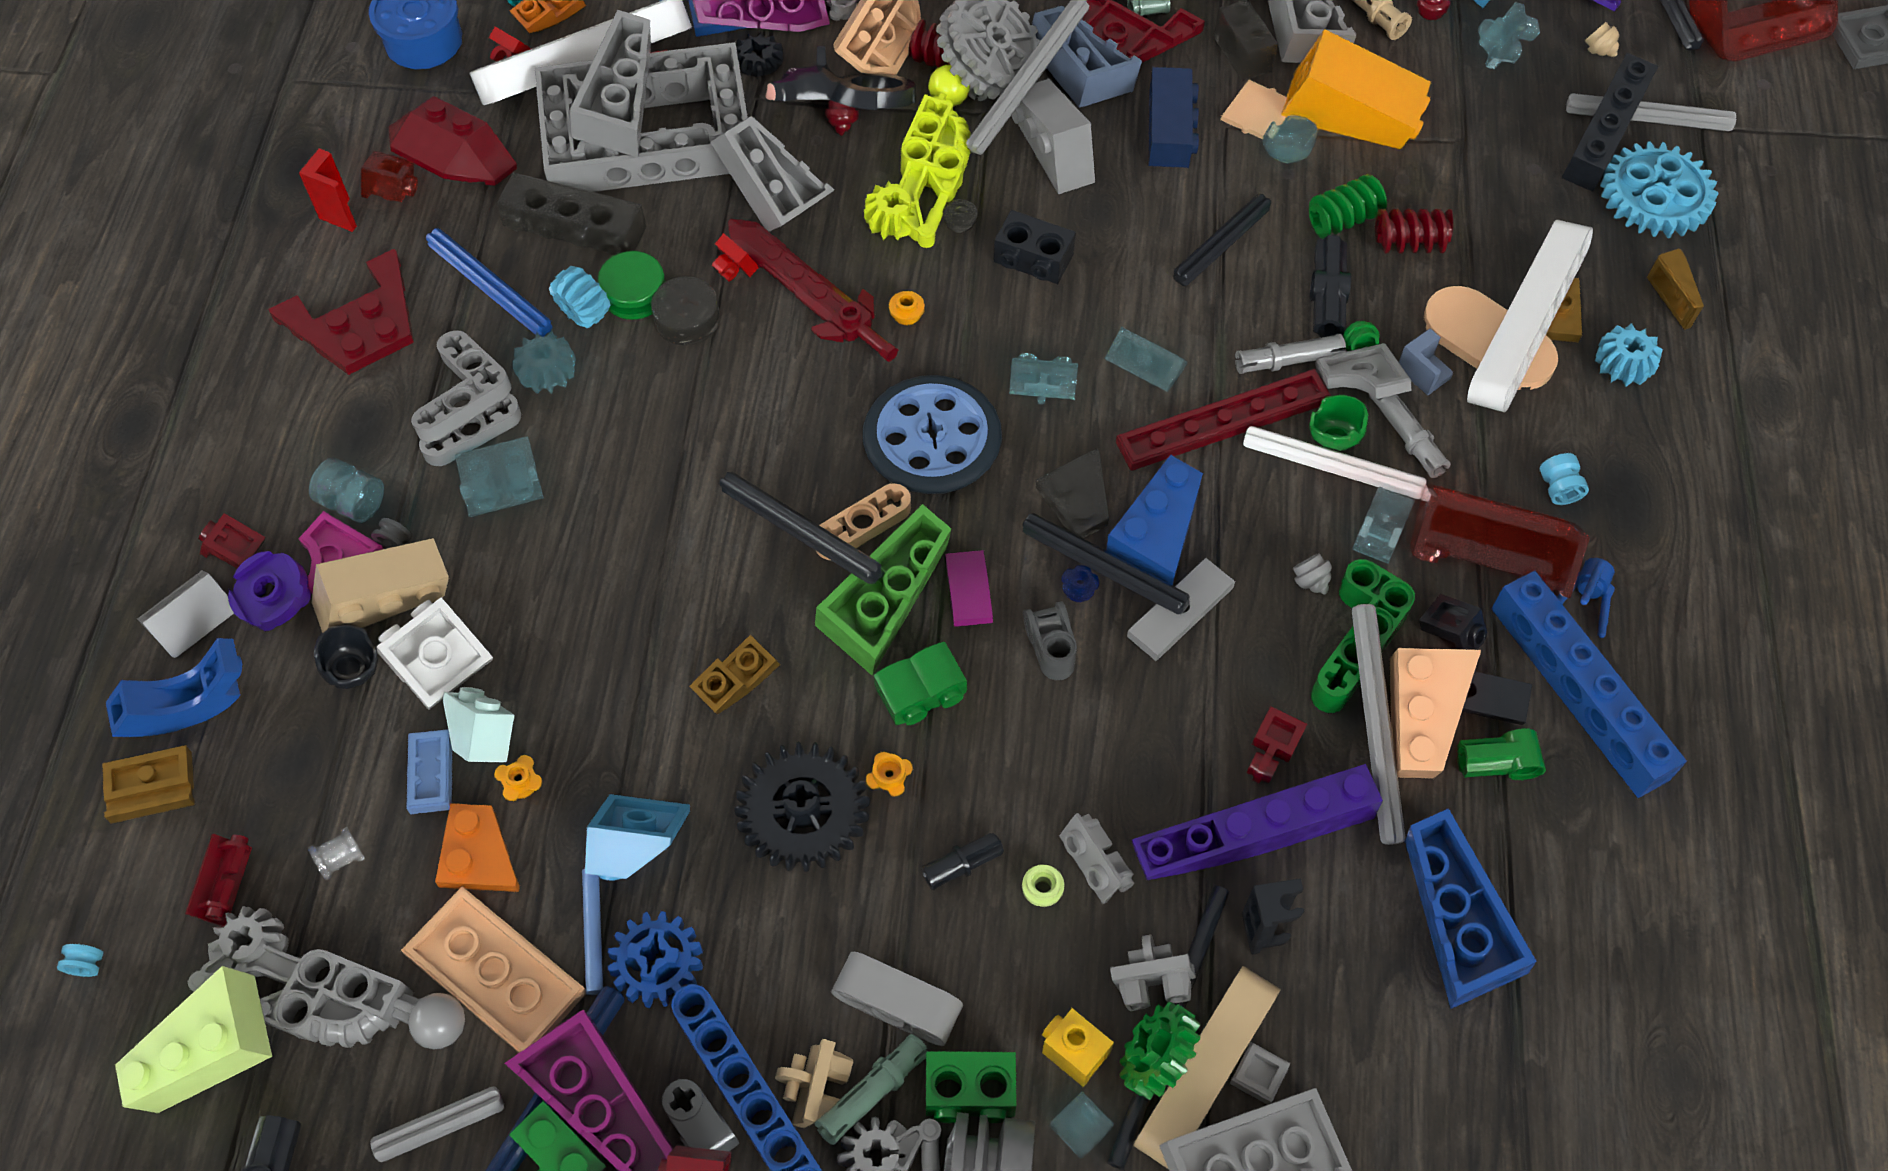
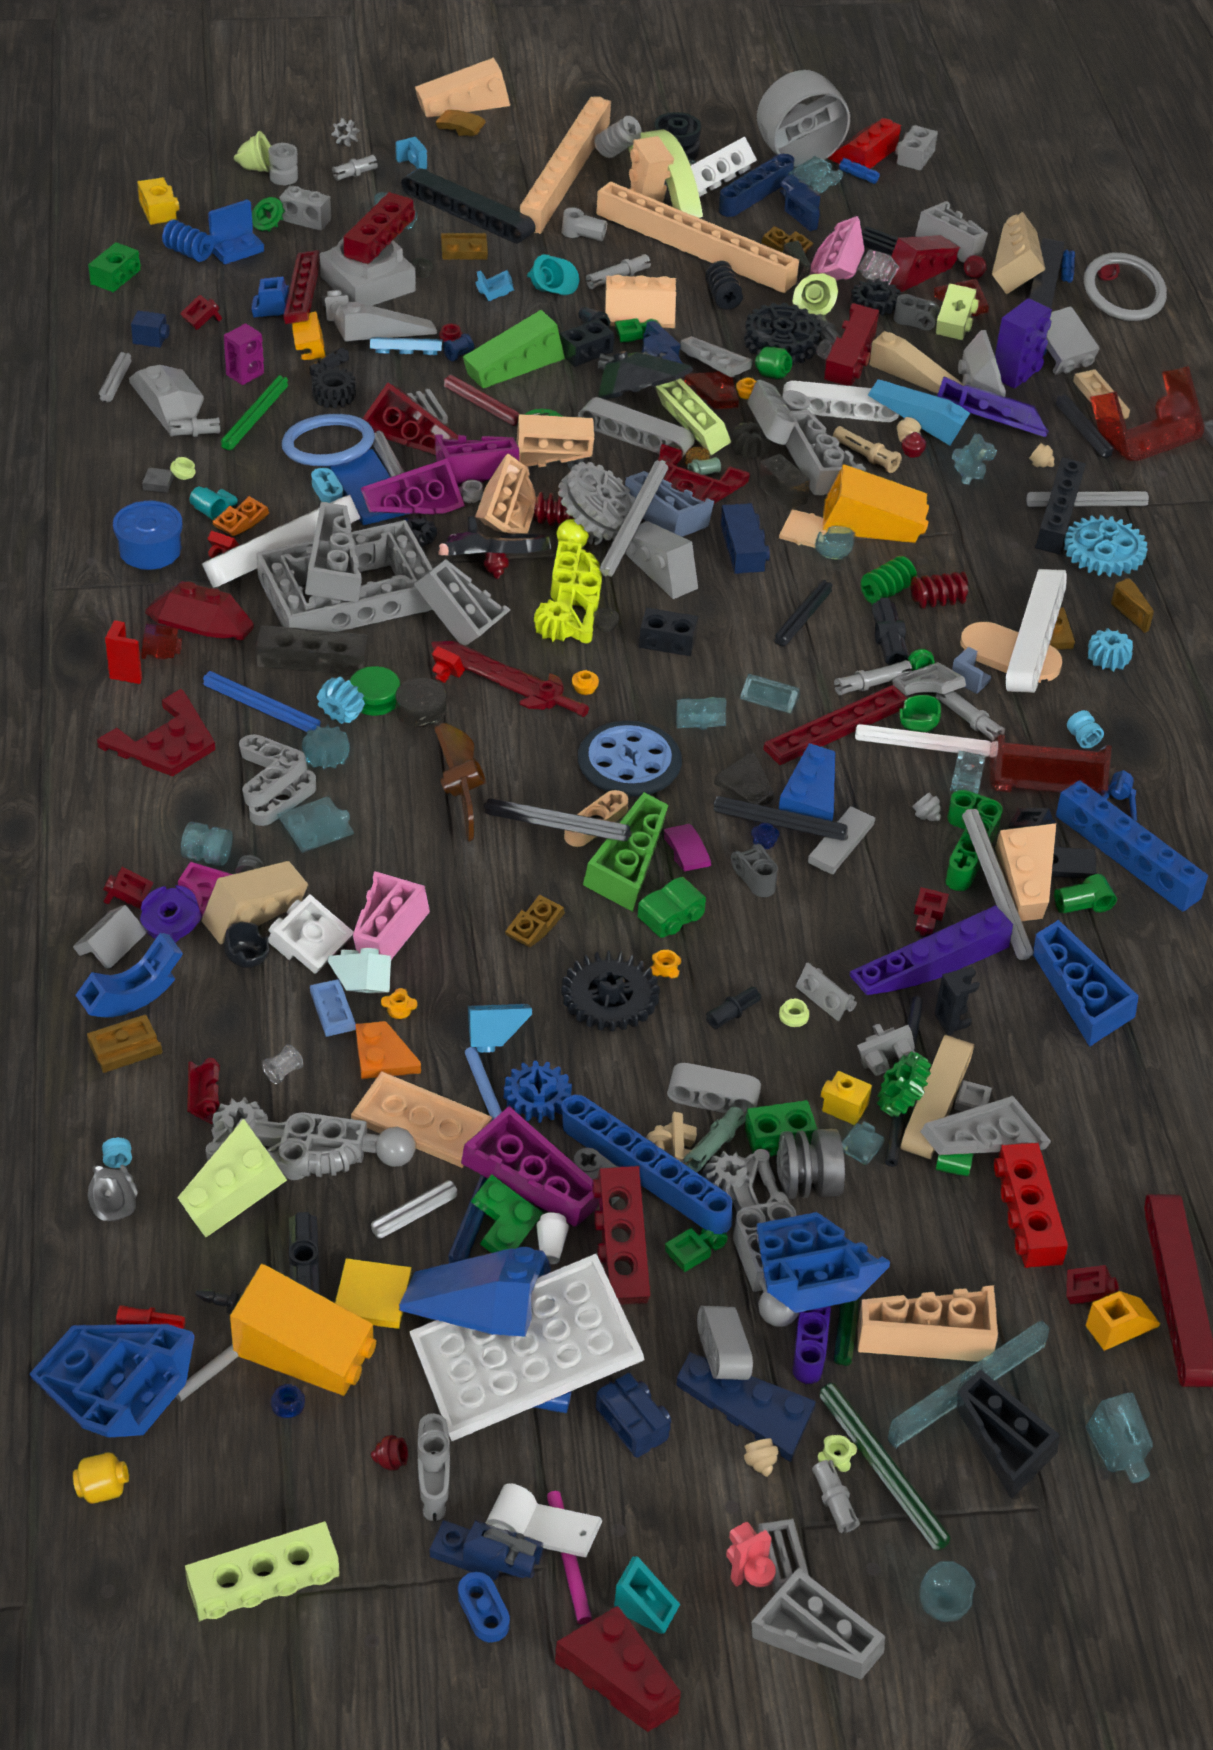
camera: 15 degrees left, 15 degrees down
(52, 1029) = (112, 1193): none -> flat silver hat
(537, 647) = (390, 914): none -> bright pink wedge
(708, 392) = (463, 770): none -> reddish brown piece

